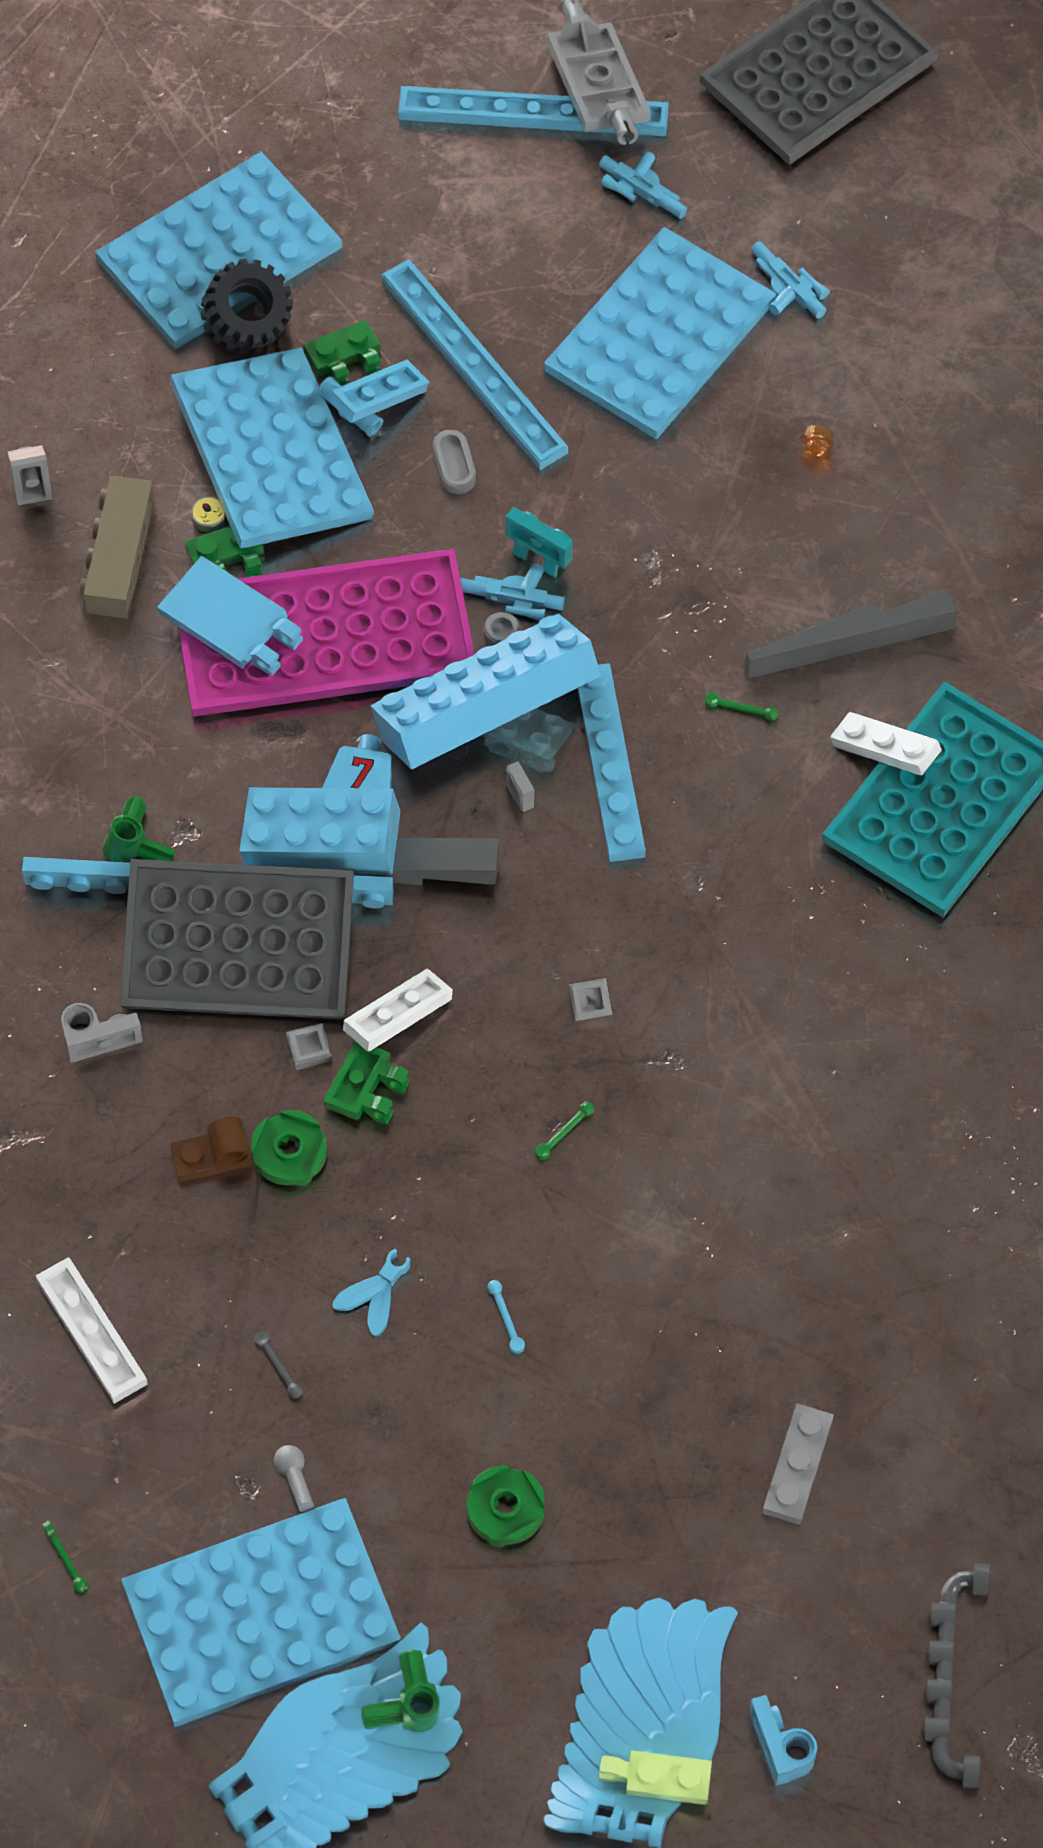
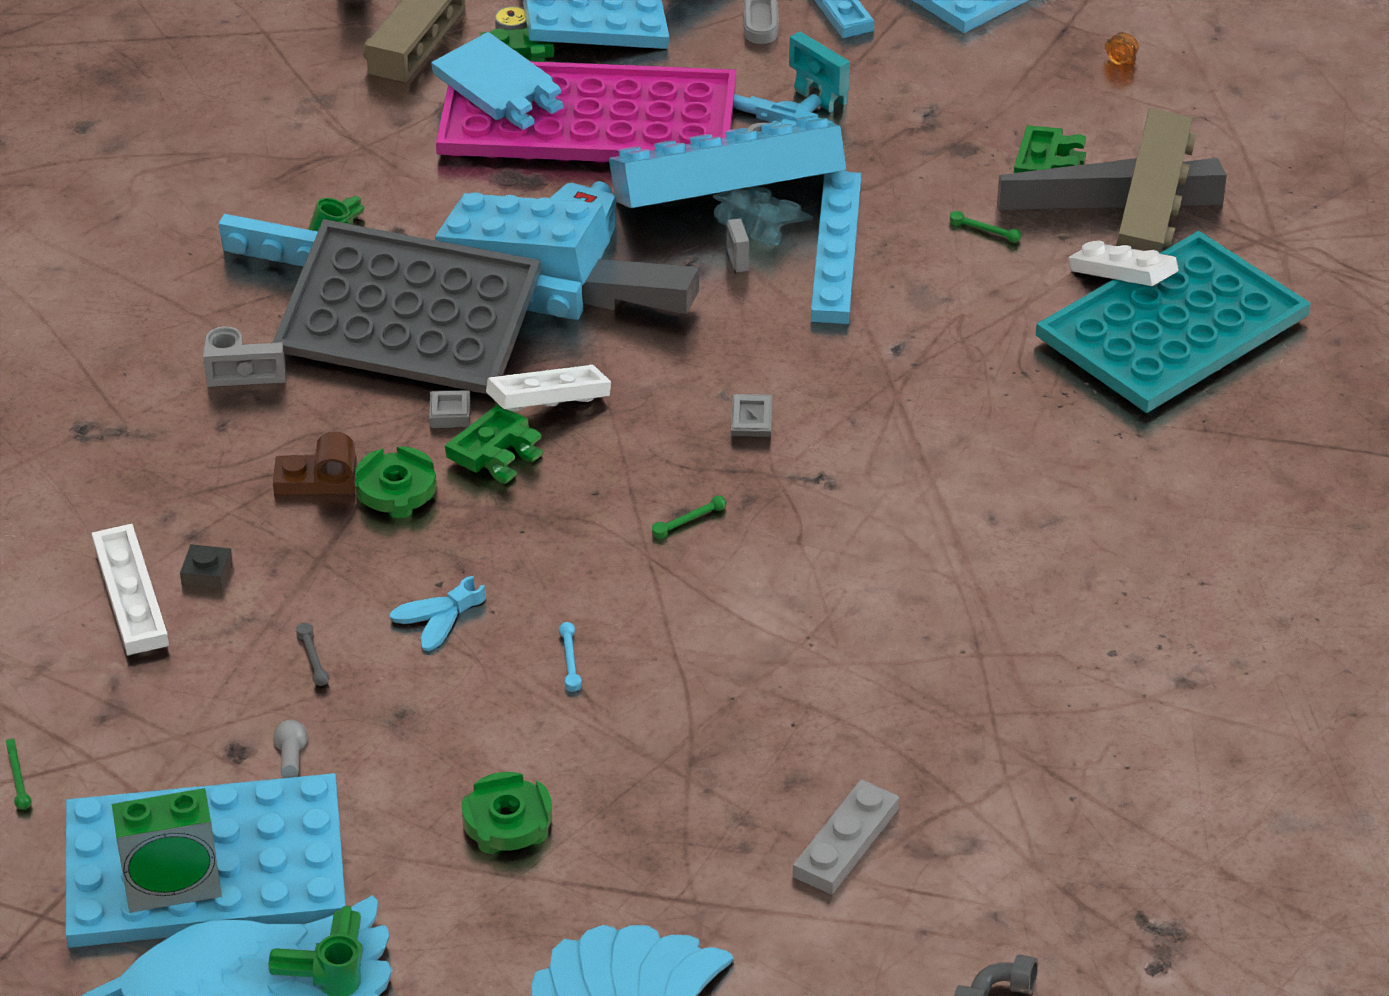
camera: 15 degrees right, 20 degrees down
(148, 1285) = (206, 566): none -> pearl dark grey plate
(248, 1639) = (166, 850): none -> green panel
(771, 603) = (1044, 144): none -> green plate
(896, 642) = (1155, 181): none -> dark tan brick

